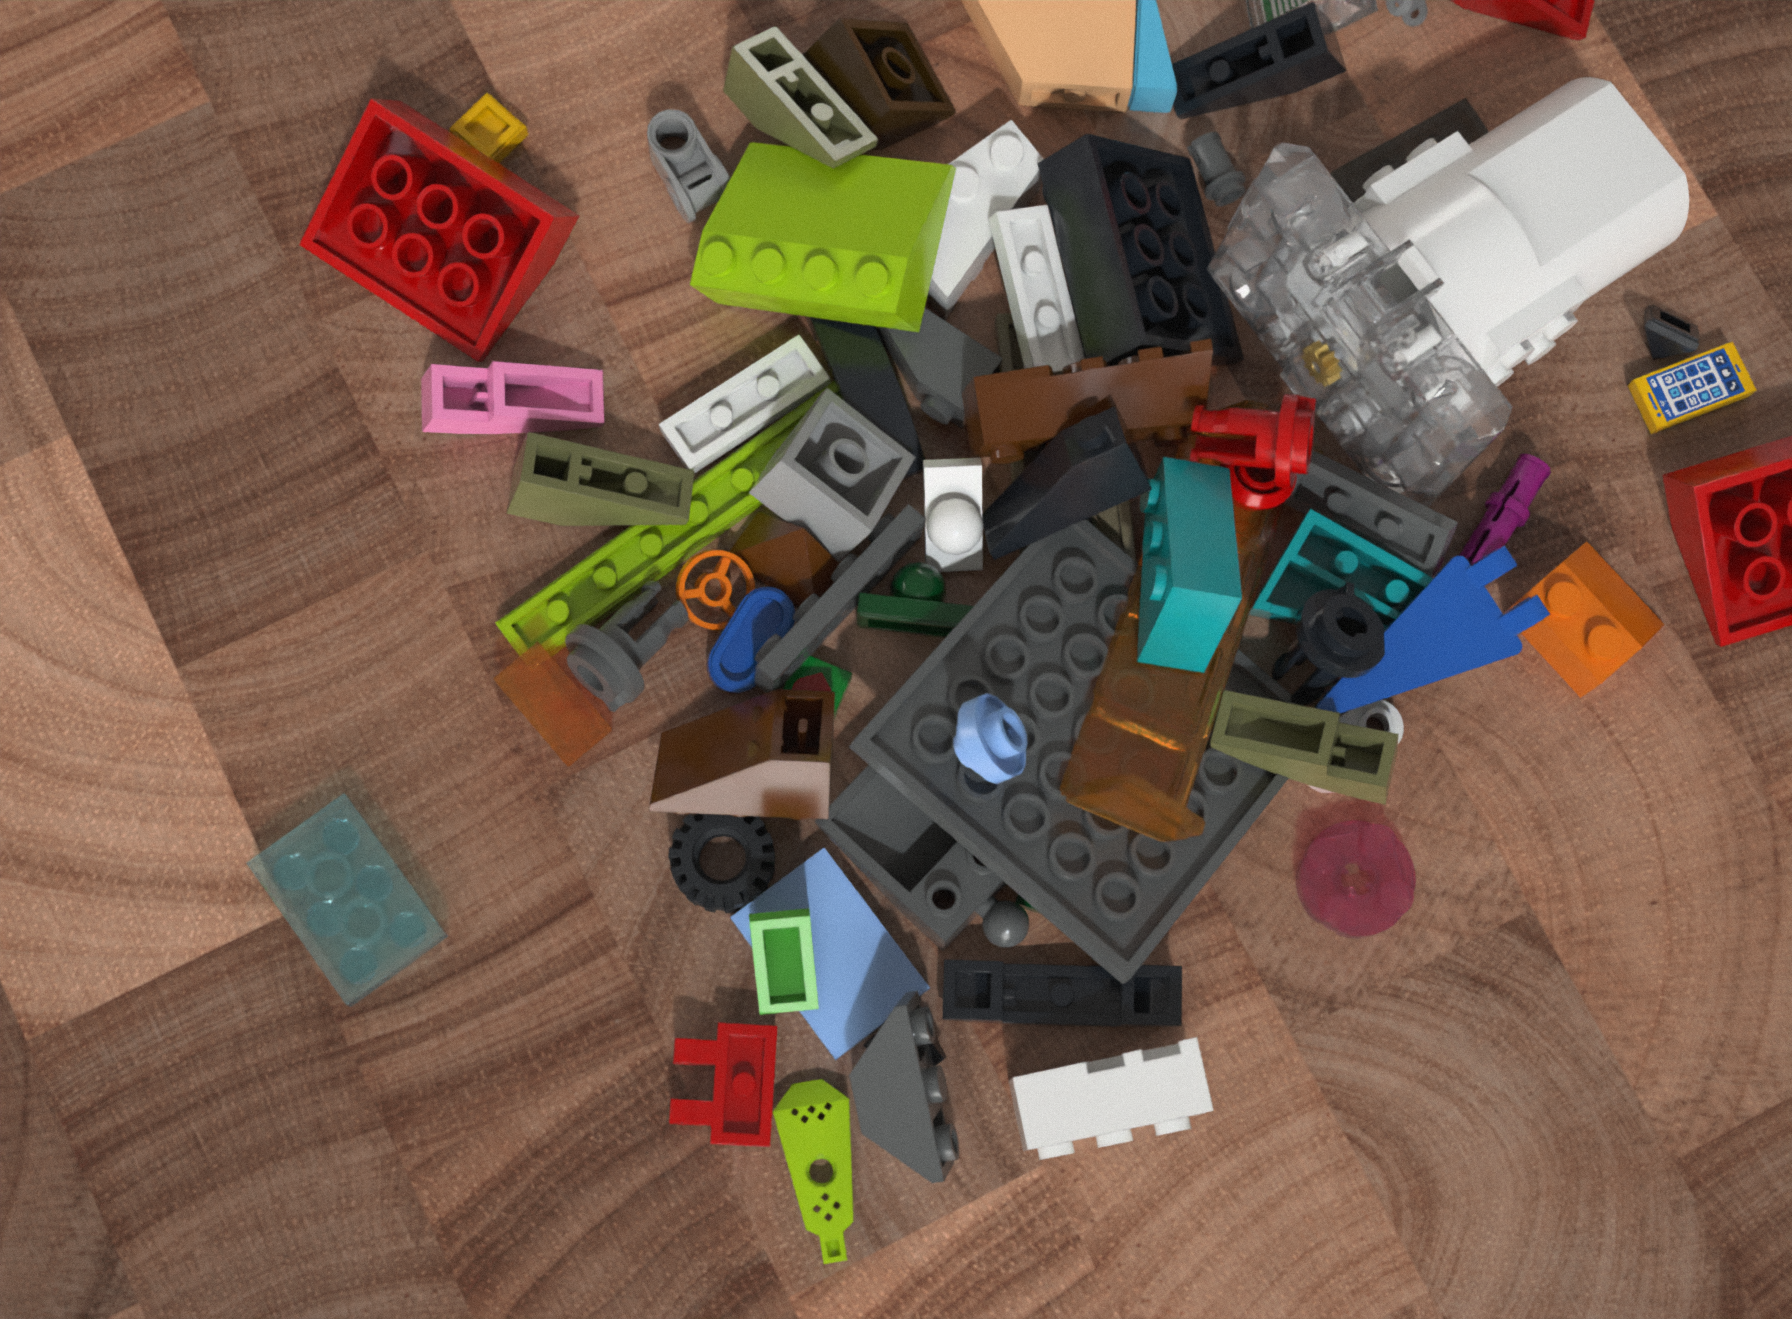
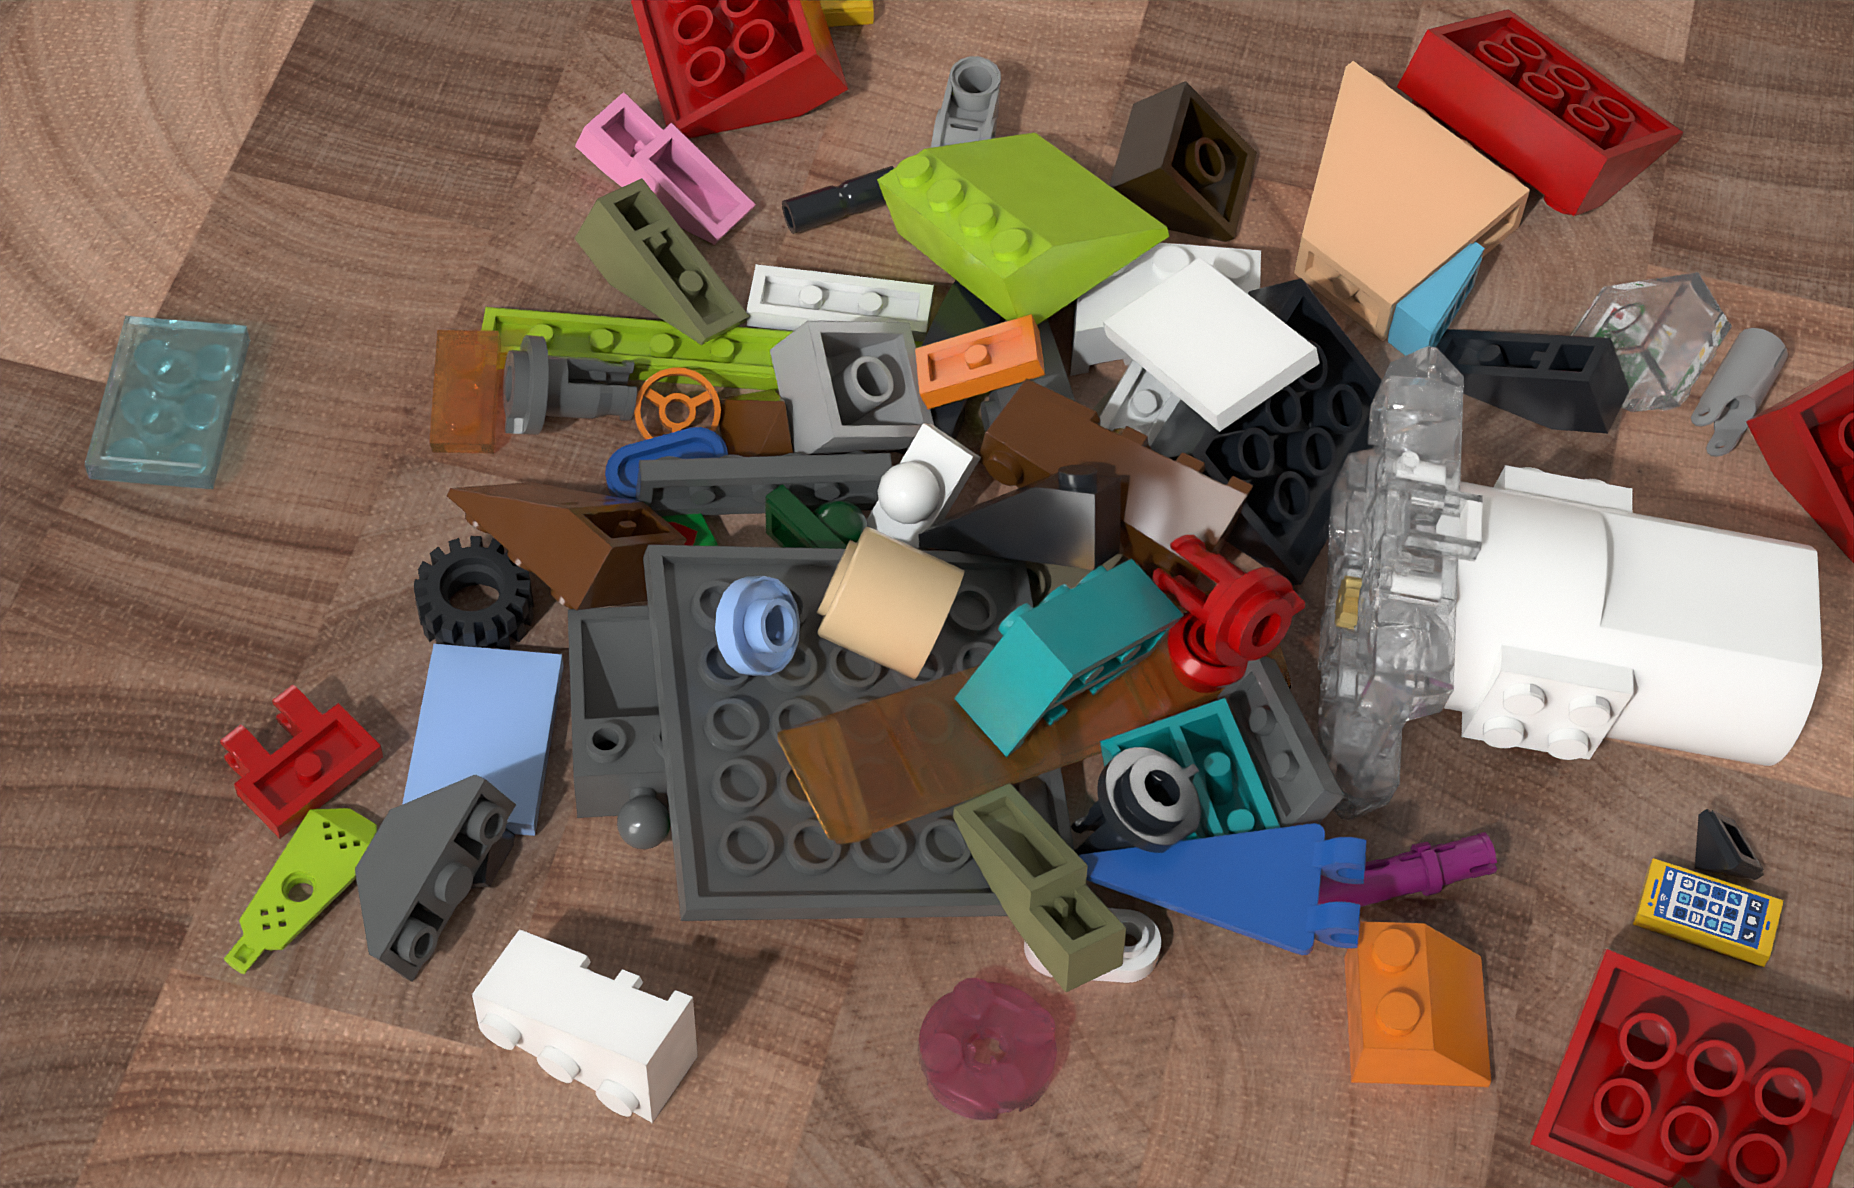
camera: 45 degrees right, 20 degrees down
(657, 317) = (834, 202): none -> black piece
(784, 961) = (438, 689): bright green slope -> none
(793, 101) = (1095, 115): olive slope -> none
(910, 381) = (979, 361): none -> orange plate
(1056, 639) = (888, 601): none -> tan piece
(1061, 995) = (628, 917): black slope -> none
(1075, 242) = (1210, 343): none -> white tile

